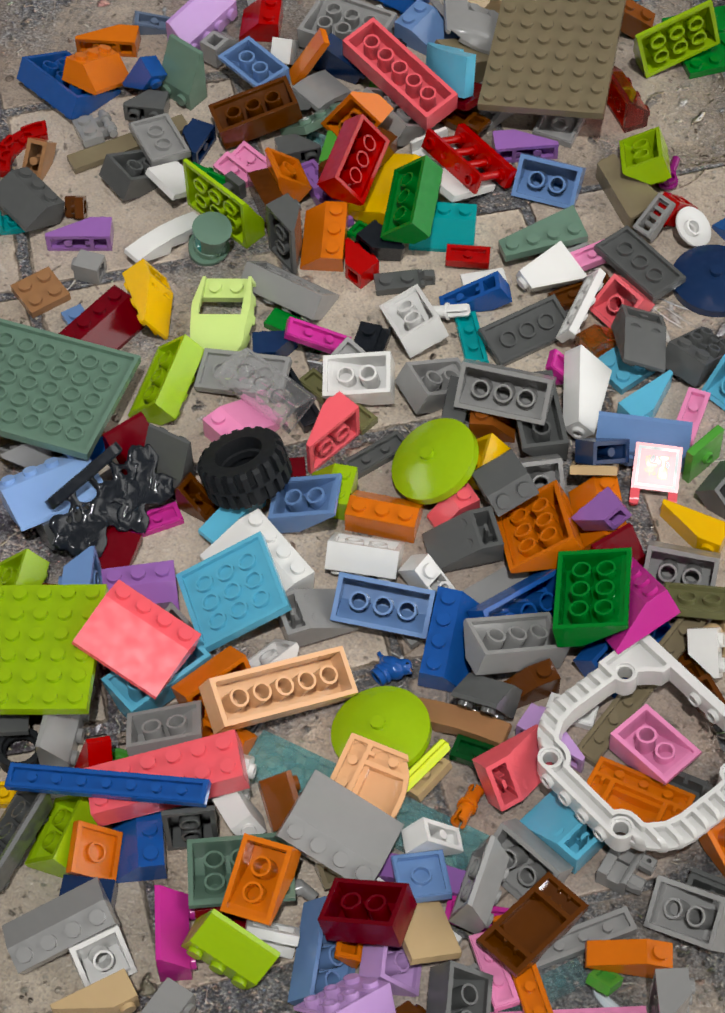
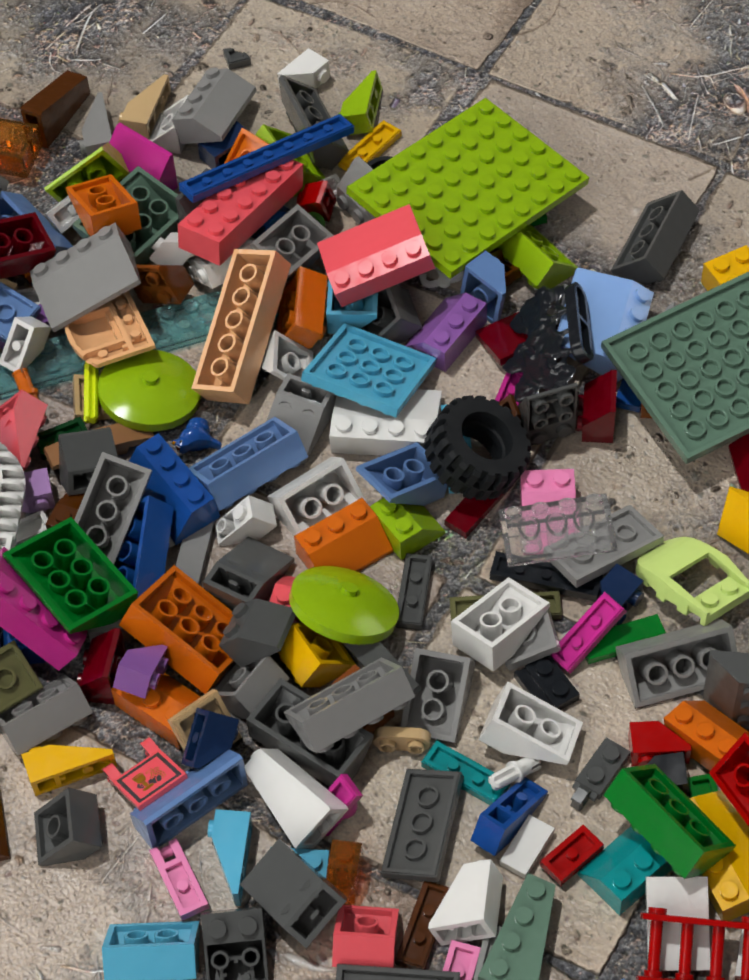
camera: 135 degrees right, 0 degrees up
(168, 380) = (655, 489): lime slope -> none
(332, 431) = (467, 560): coral slope -> none
(581, 305) = (398, 893): white plate -> none
(703, 453) = (120, 830): bright green plate -> none

